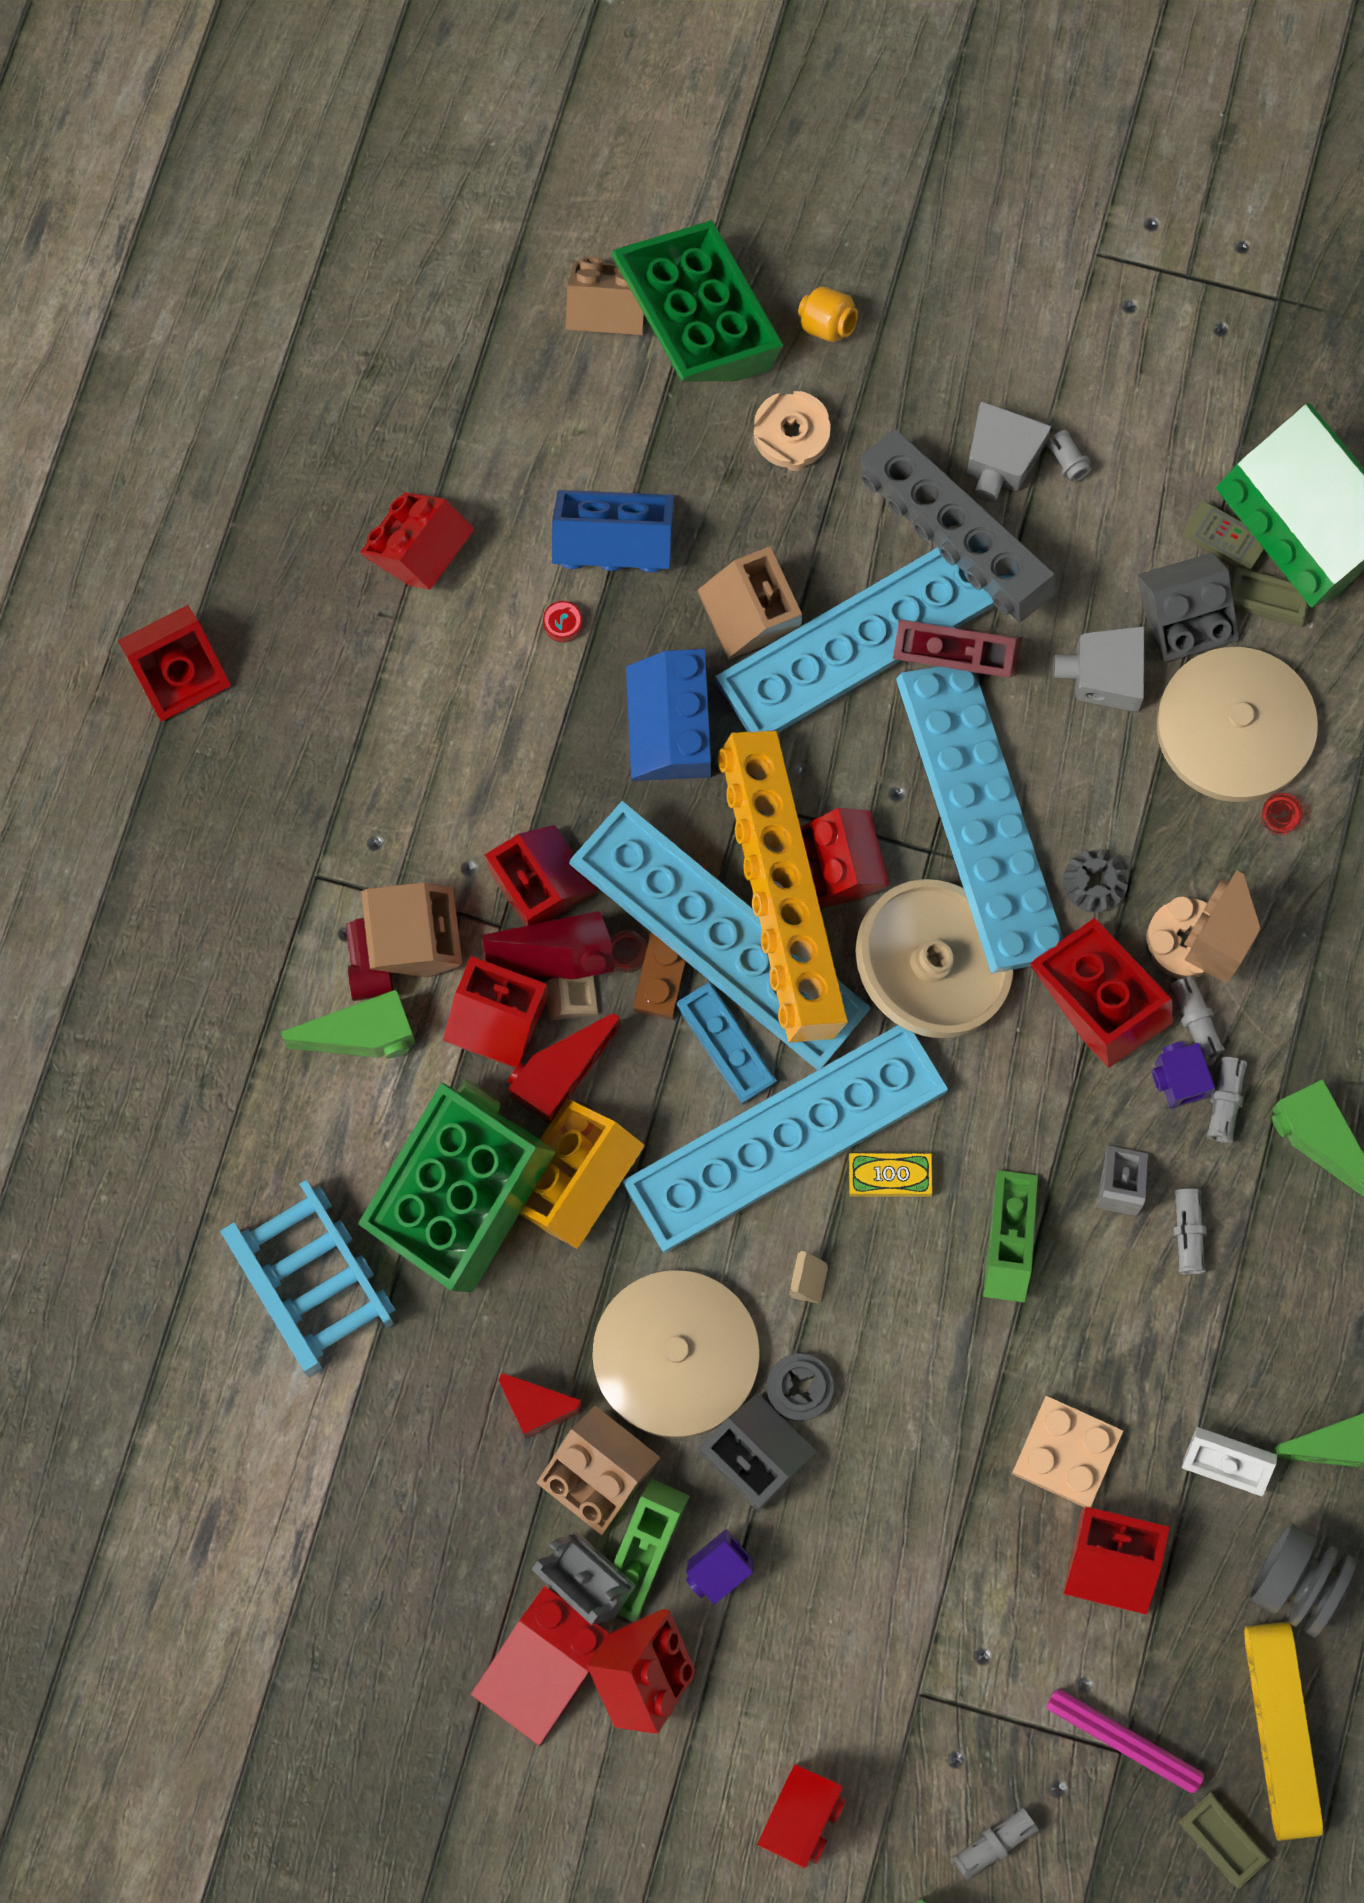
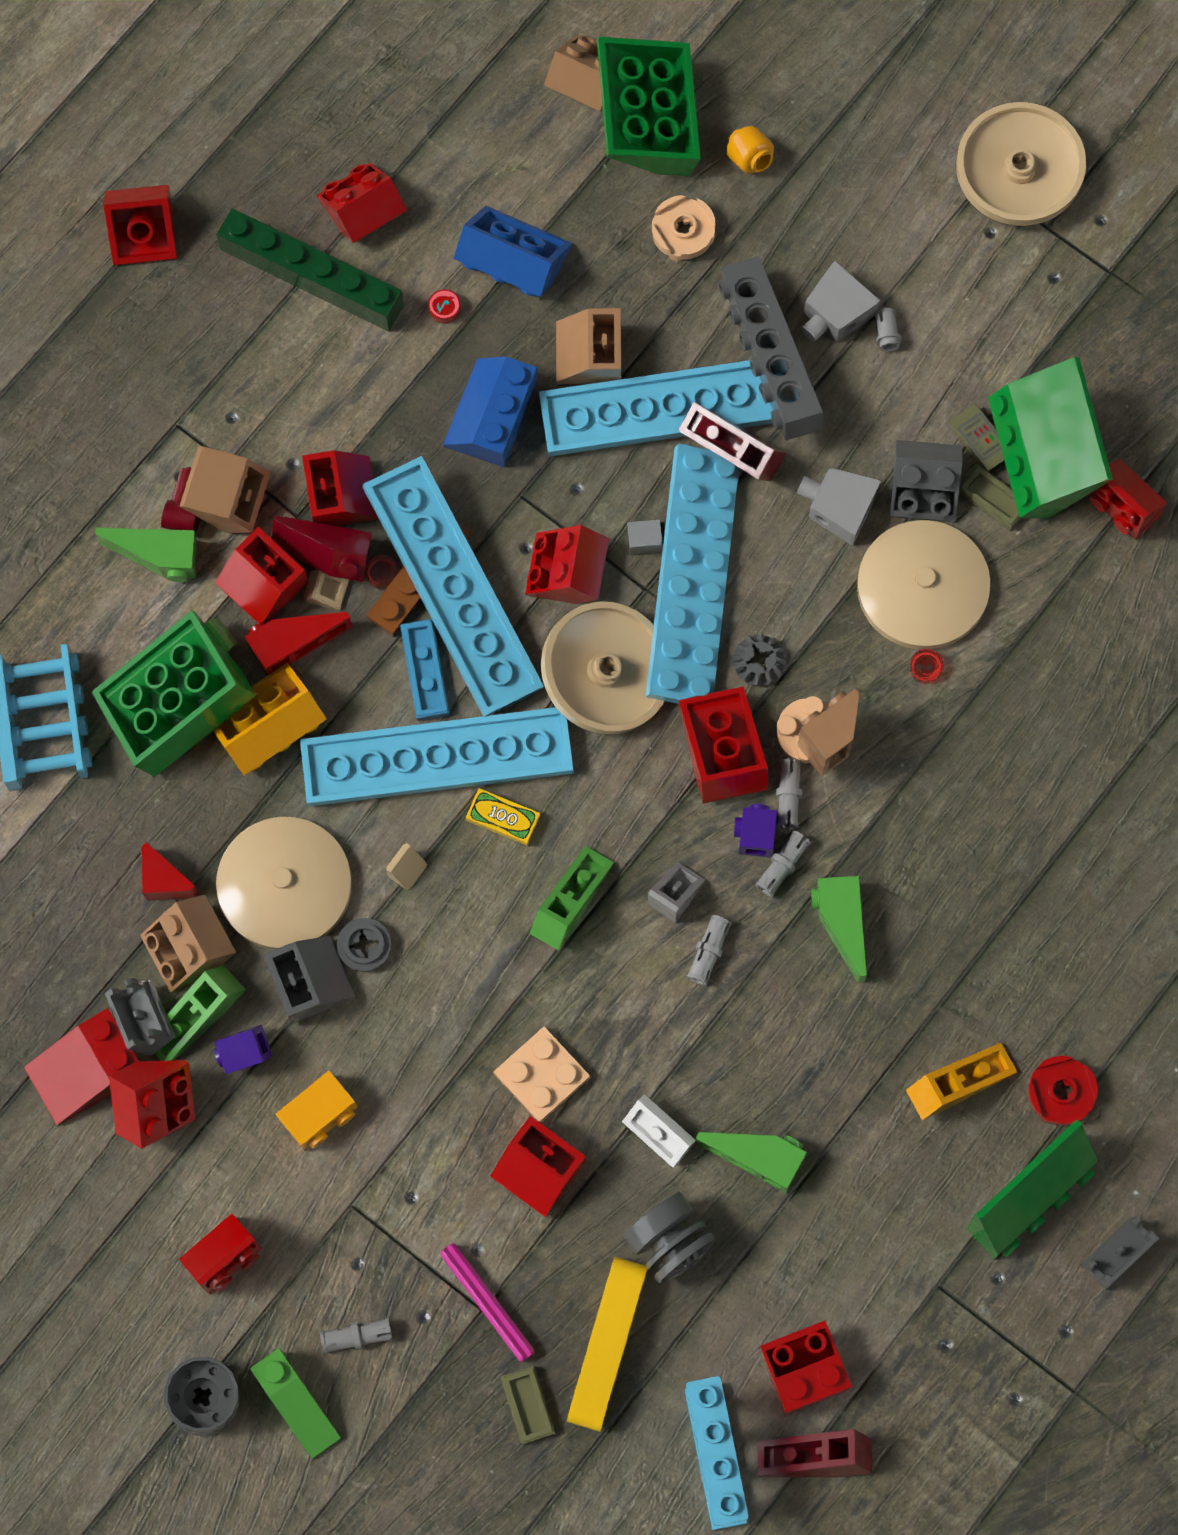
camera: 25 degrees right, 0 degrees up
(393, 639) = (310, 269): none -> dark green brick
(797, 901) = (544, 465): light orange brick -> none
(834, 1603) = (317, 1111): none -> light orange brick
(905, 793) = (644, 537): none -> light grey slope
(1134, 216) = (1021, 163): none -> tan dish

